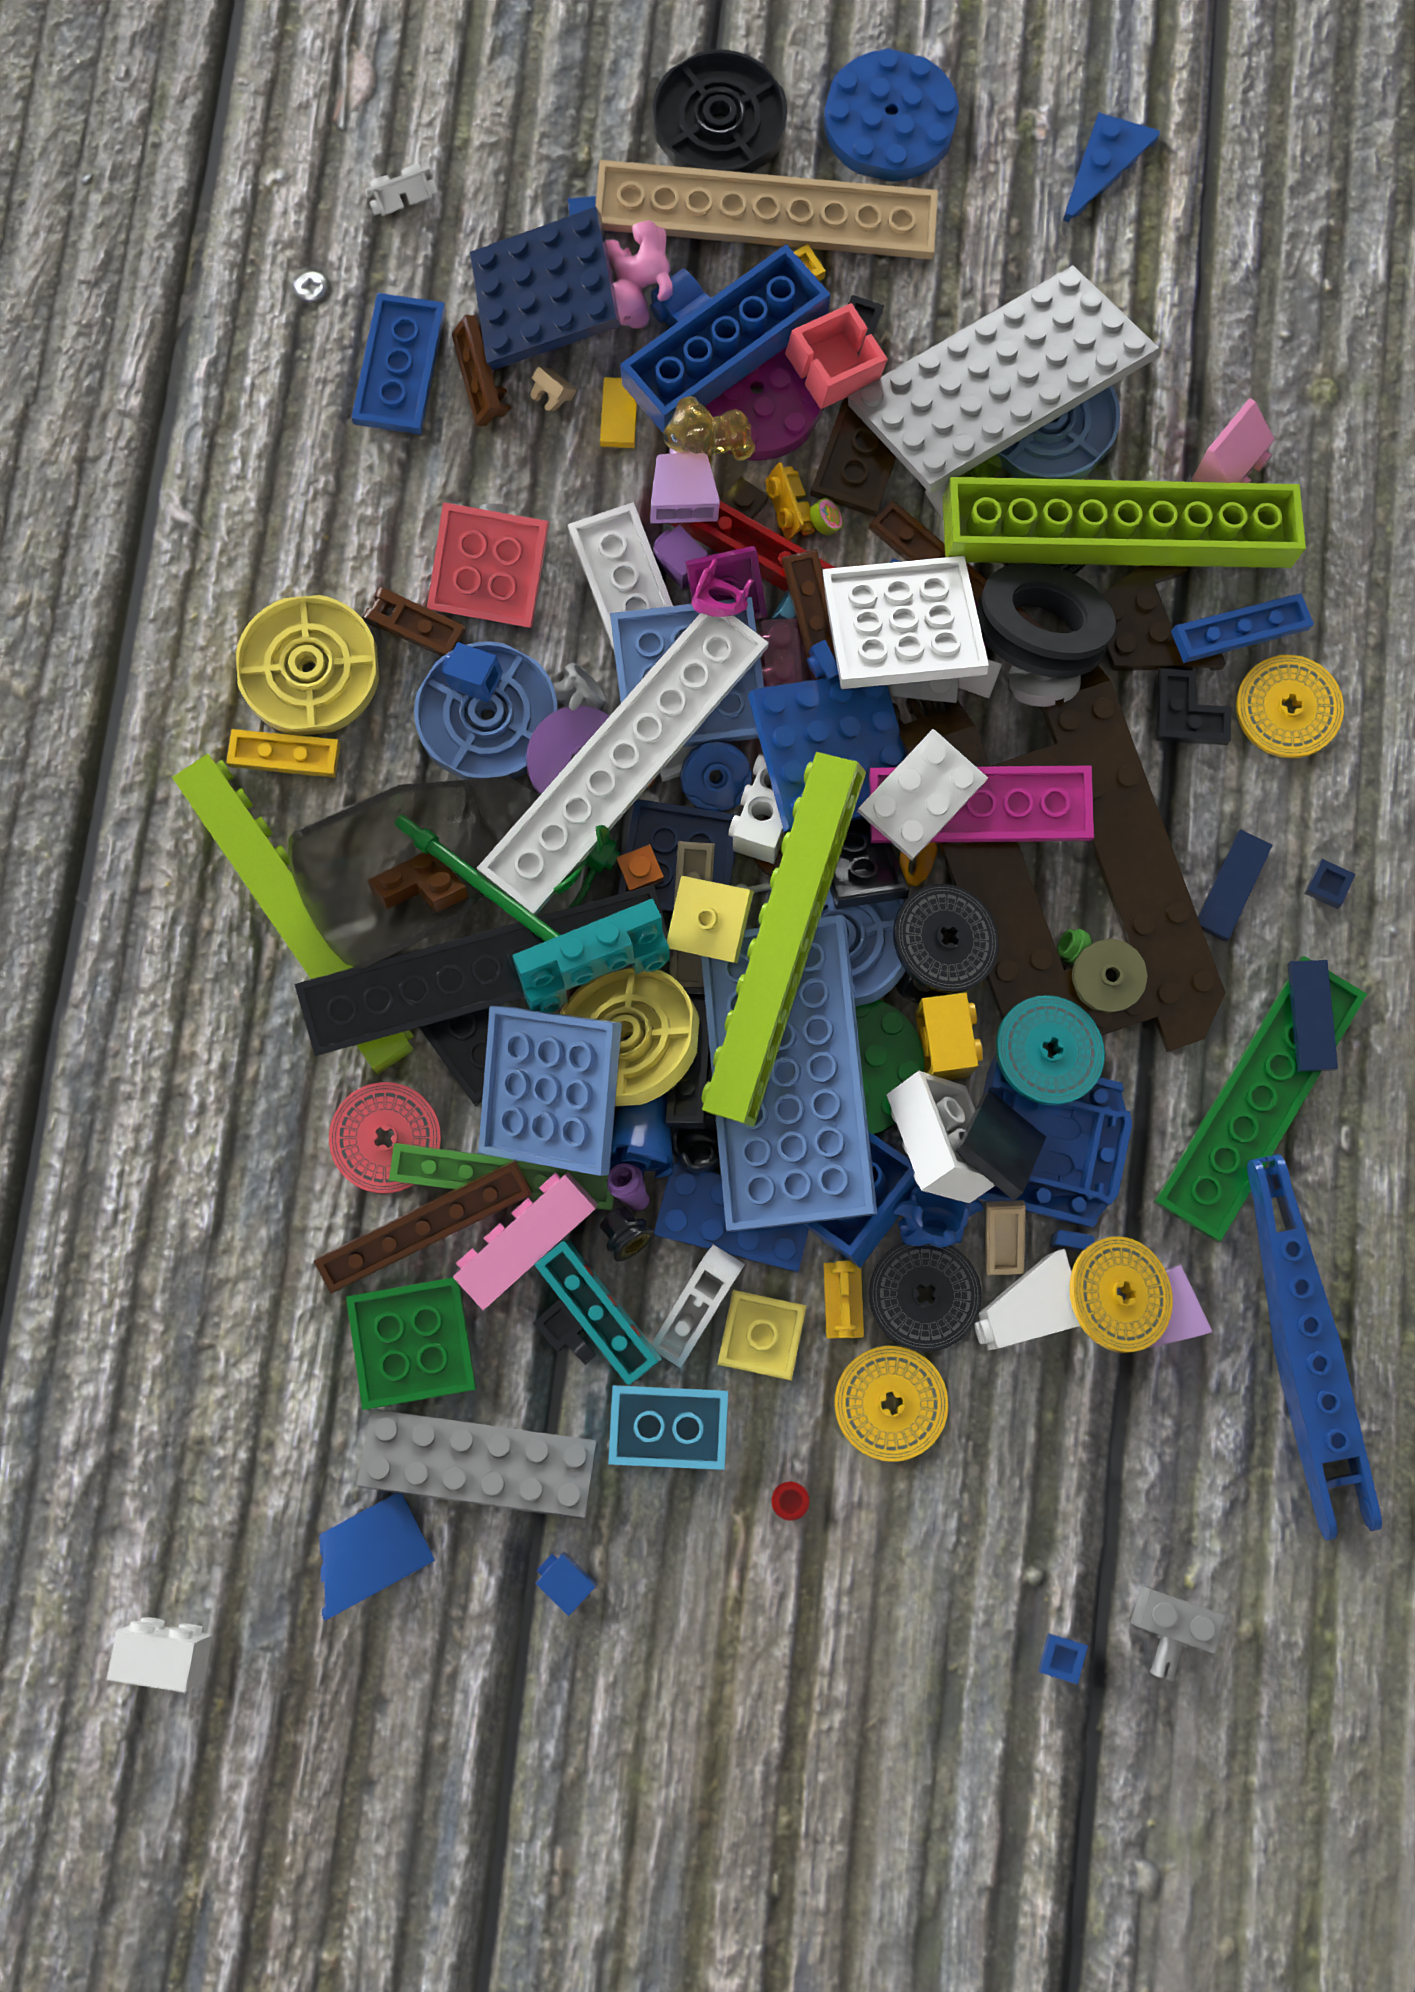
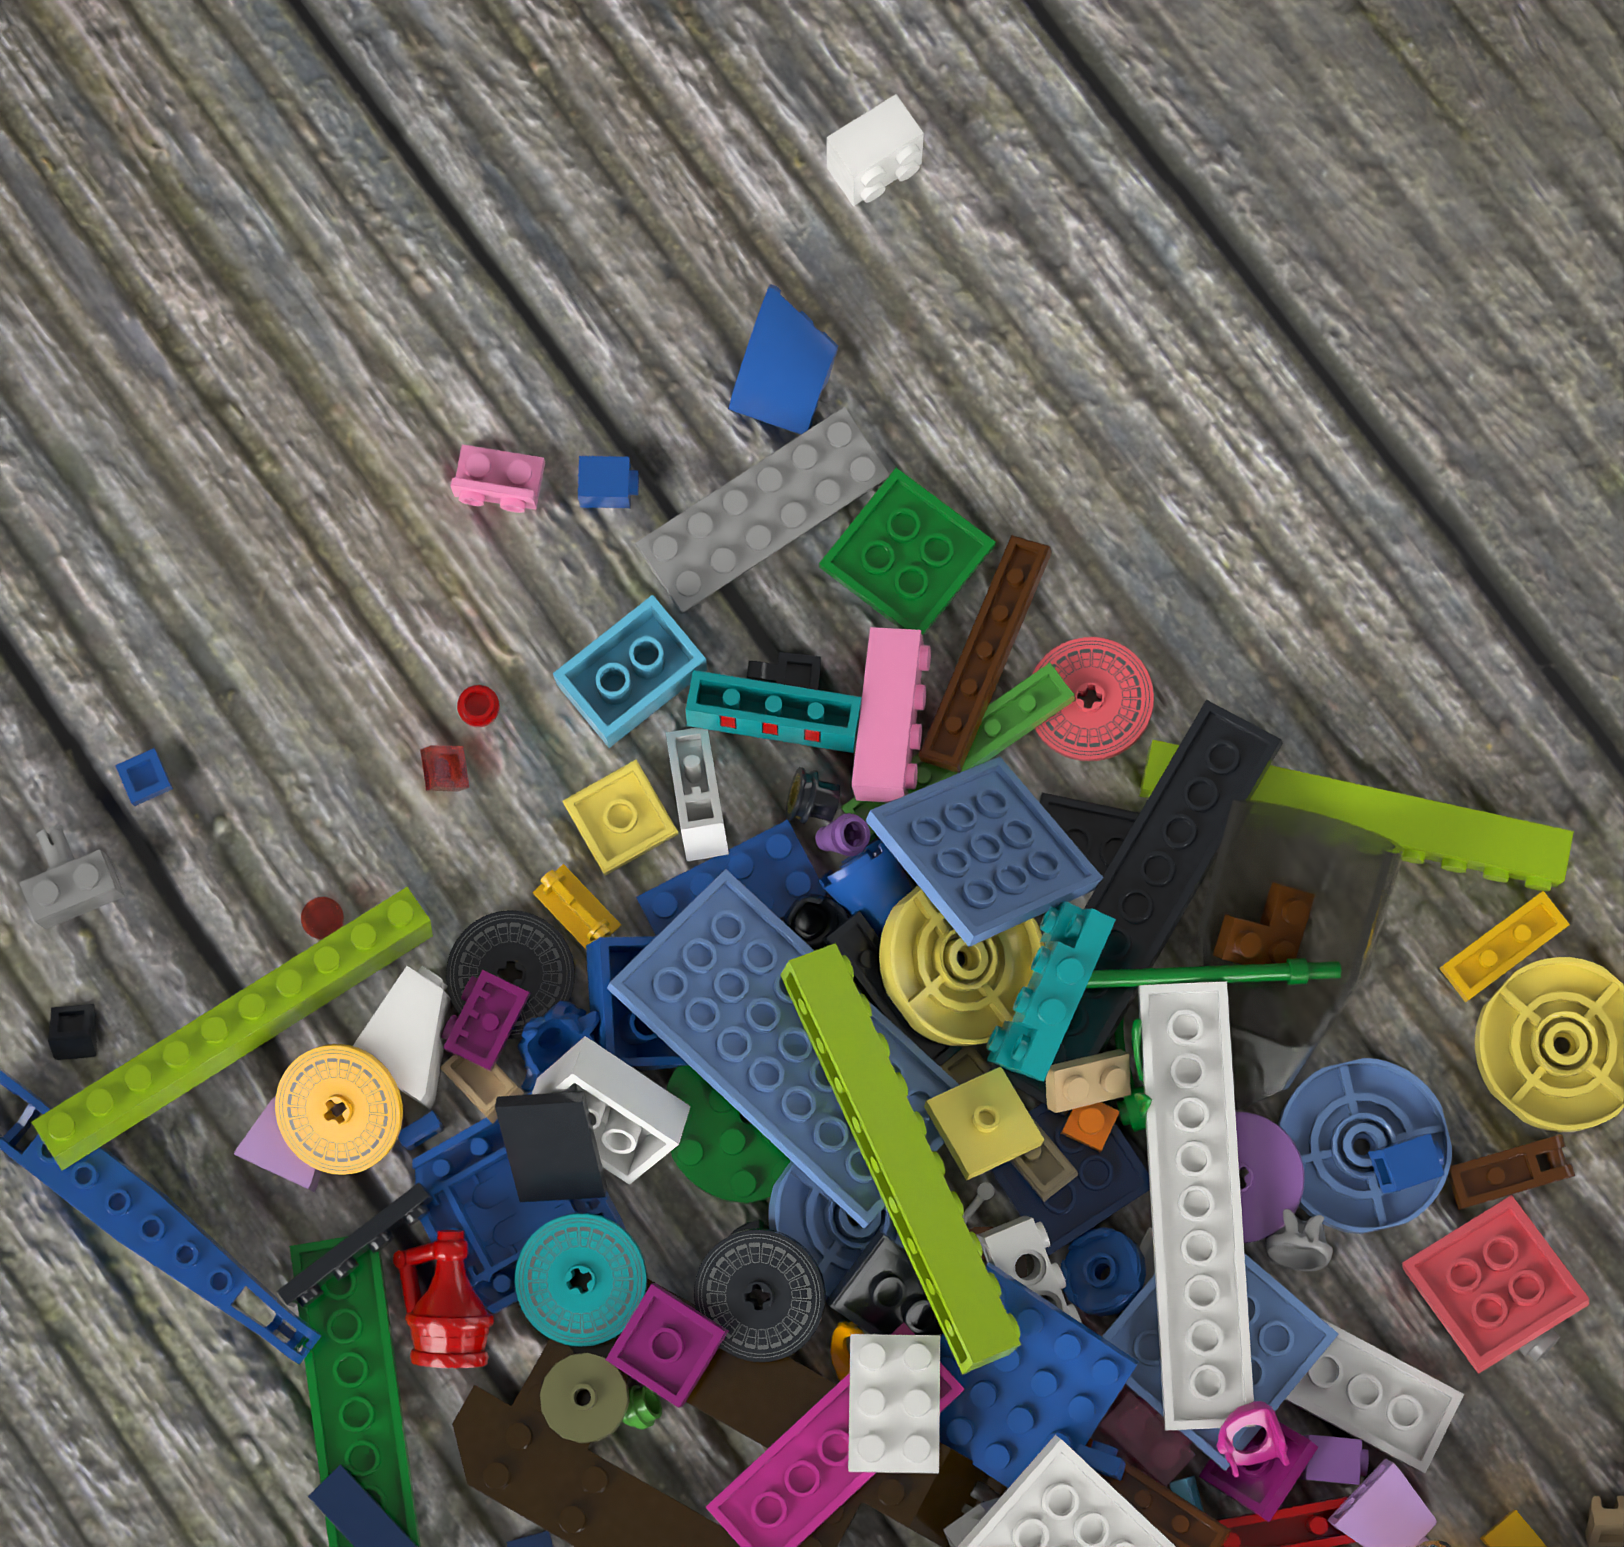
camera: 140 degrees right, 0 degrees up
(618, 886) = (1088, 1080): none -> tan plate
(636, 1657) = (498, 478): none -> bright pink bracket
(851, 1475) = (444, 768): none -> clear red plate
(875, 1429) = (459, 825): yellow piece -> none
(948, 1036) = (682, 1209): yellow brick -> none
(970, 1272) = (485, 1019): none -> magenta bracket
(1019, 1445) = (322, 917): none -> clear red plate
(1031, 959) = (666, 1345): none -> magenta plate
(1149, 1414) = (233, 1028): none -> lime brick
(1155, 1100) = (450, 1319): none -> red piece
(1194, 1198) = (342, 1258): none -> black plate
(1251, 1519) = (73, 1032): none -> black slope

